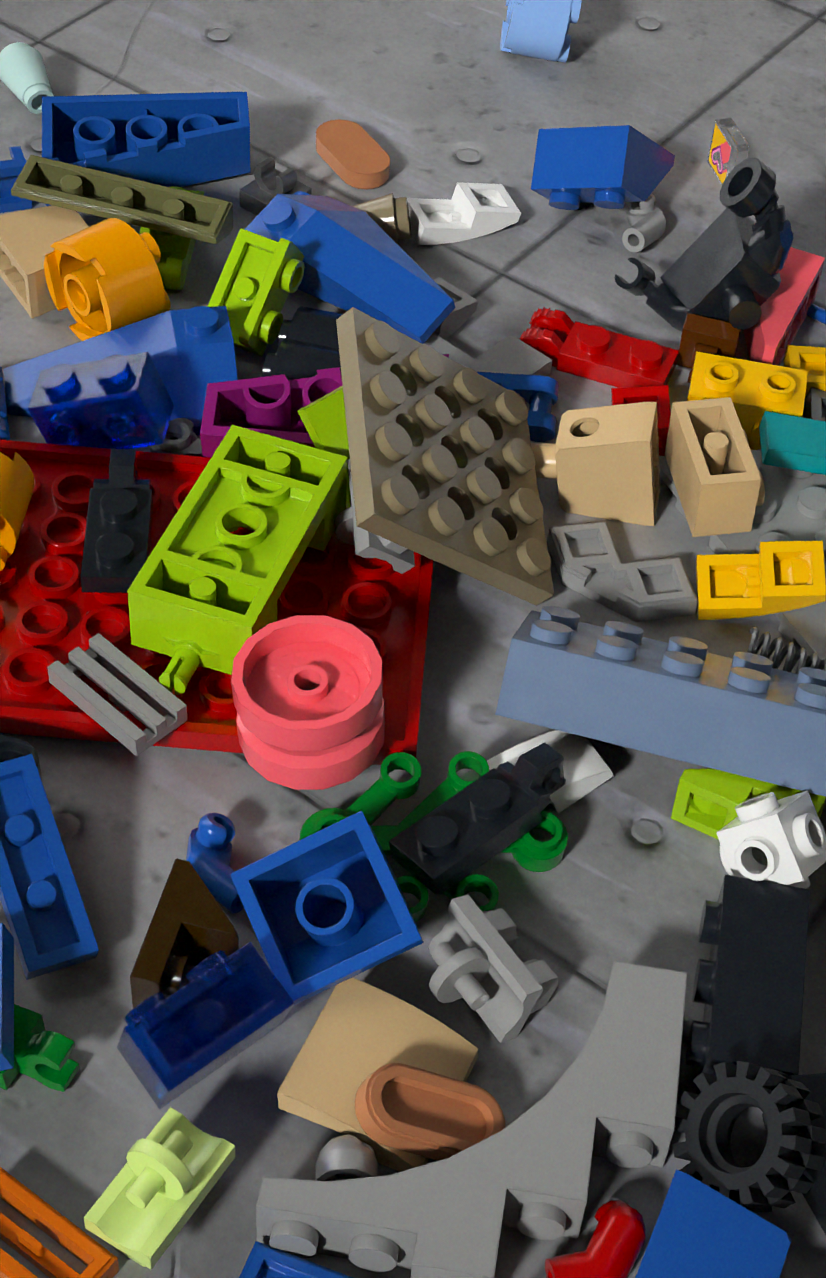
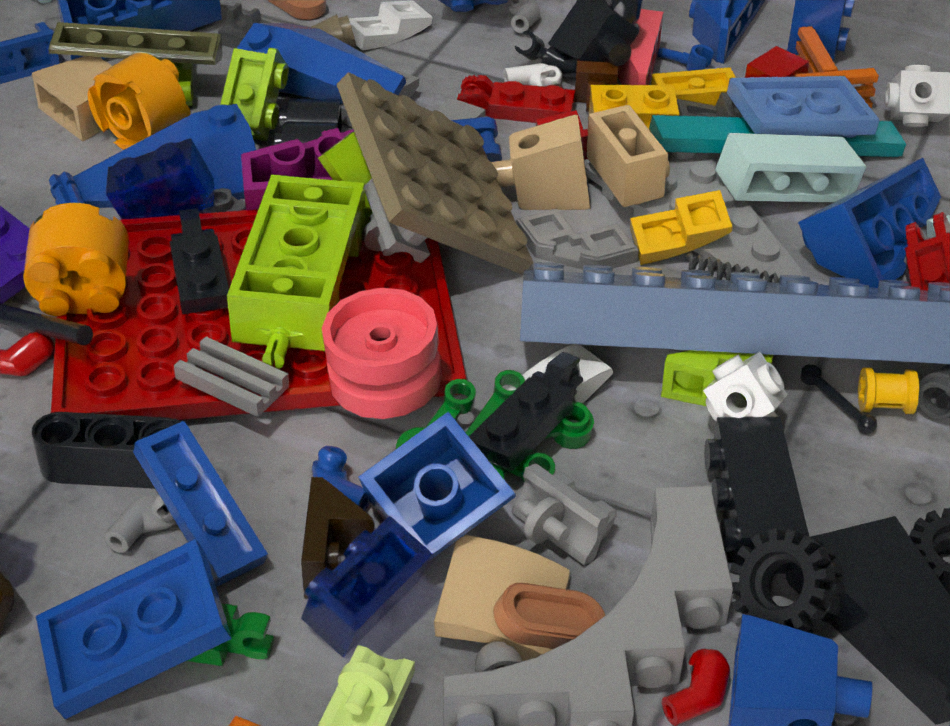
camera: 10 degrees left, 5 degrees down
(632, 320) = (534, 75): none -> white arm

